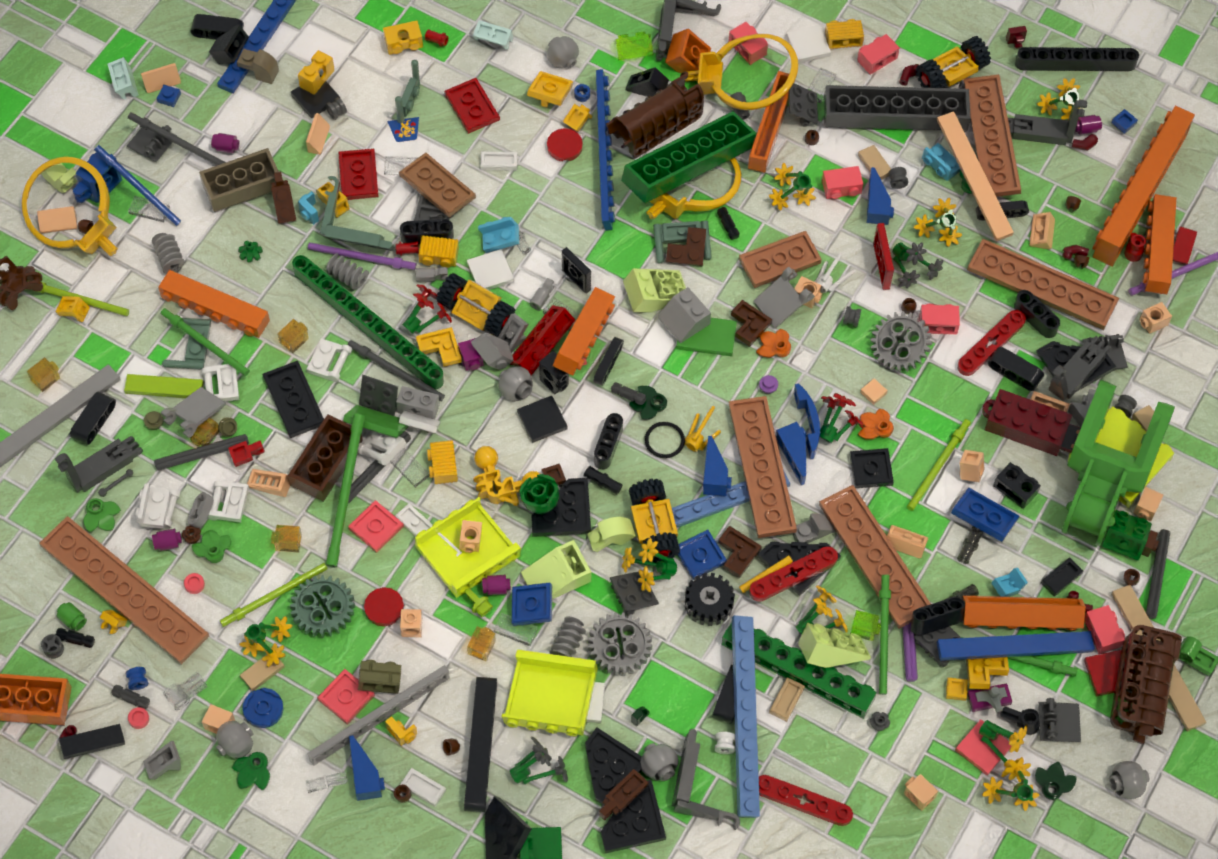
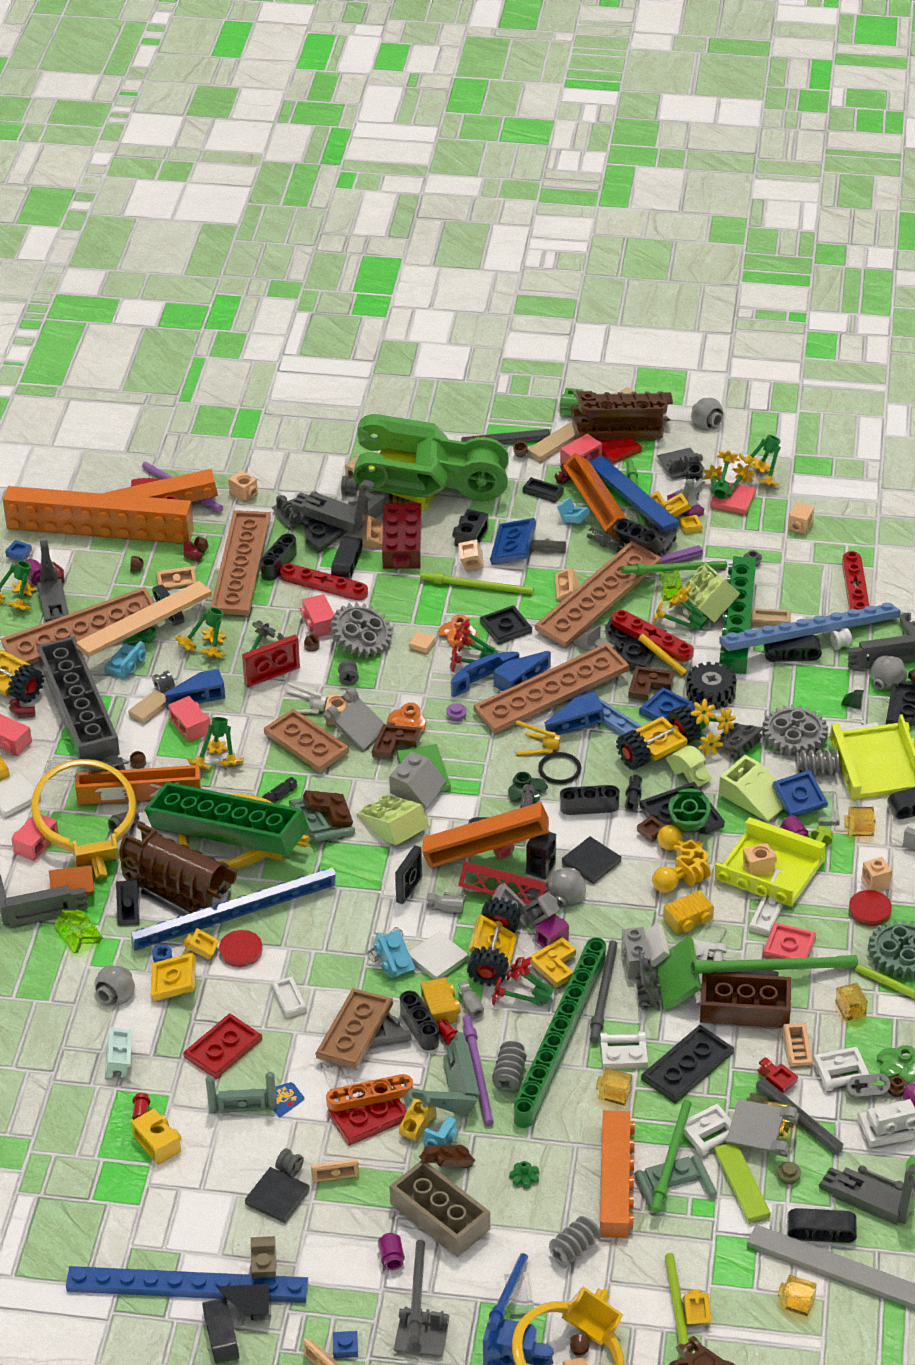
camera: 110 degrees left, 20 degrees down
(310, 77) = (264, 1186): yellow brick -> none
(370, 174) = (368, 1088): none -> orange beam
(1056, 779) = (736, 448): dark green plate -> none

